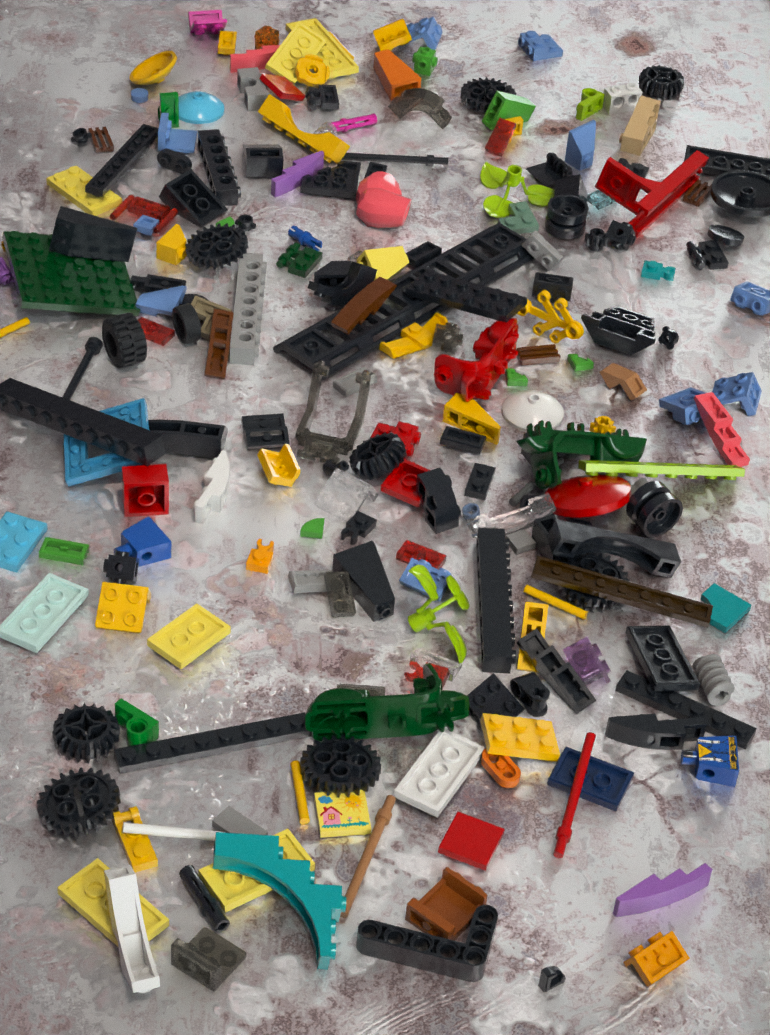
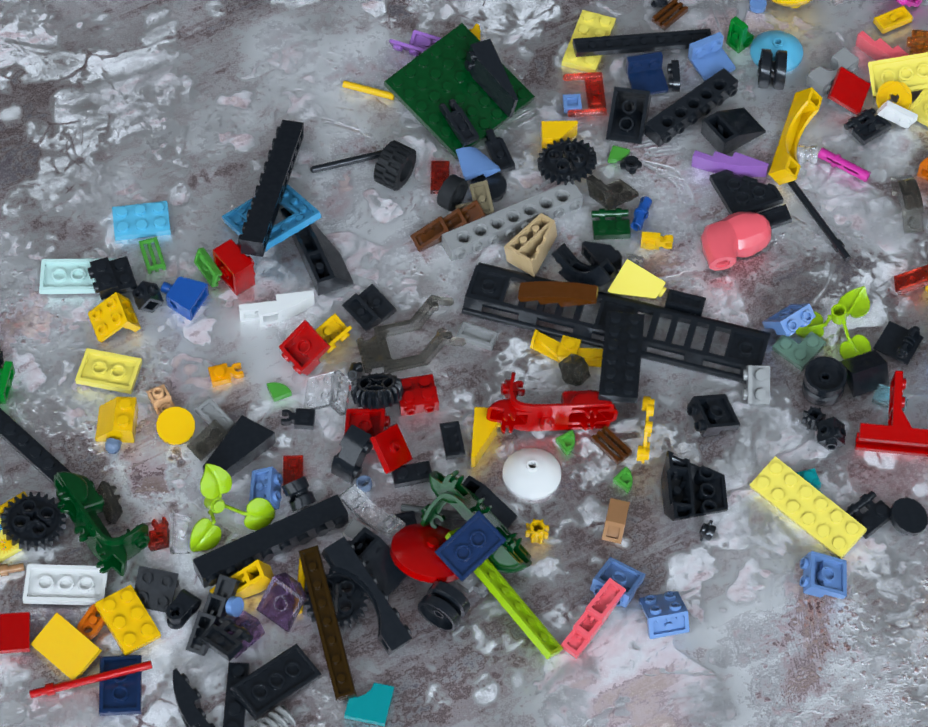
camera: 65 degrees right, 15 degrees up
(75, 581) = (111, 276): none -> black plate
(111, 284) = (459, 123): none -> black hinge
(126, 508) = (207, 267): none -> bright green tile
(152, 175) = (646, 73): none -> dark blue bracket
(225, 108) = (772, 69): none -> black wheel
(258, 614) = (160, 399): none -> light nougat slope
(260, 651) = (118, 420): none -> yellow slope
(271, 241) = (611, 194): none -> clear smoke bracket
(286, 483) = (304, 348): none -> red plate
(287, 669) = (112, 445): none -> sand blue hinge
(291, 304) = (532, 244): none -> tan wedge
(302, 611) = (175, 426): none -> yellow tile
(331, 75) = (897, 114): none -> white plate
(341, 242) = (653, 240): none -> yellow plate
(454, 471) = (391, 448): none -> red plate
(458, 554) = (298, 493): none -> black wheel
(490, 205) = (790, 319): none -> medium blue plate
(521, 799) = (66, 647): none -> yellow tile
(561, 649) = (234, 606): none -> medium blue tile
(573, 616) = (282, 600): none -> clear purple slope
(601, 668) = (224, 643): none -> black plate
(614, 453) = (470, 546): none -> dark blue tile
(681, 278) = (808, 508): none -> light yellow plate

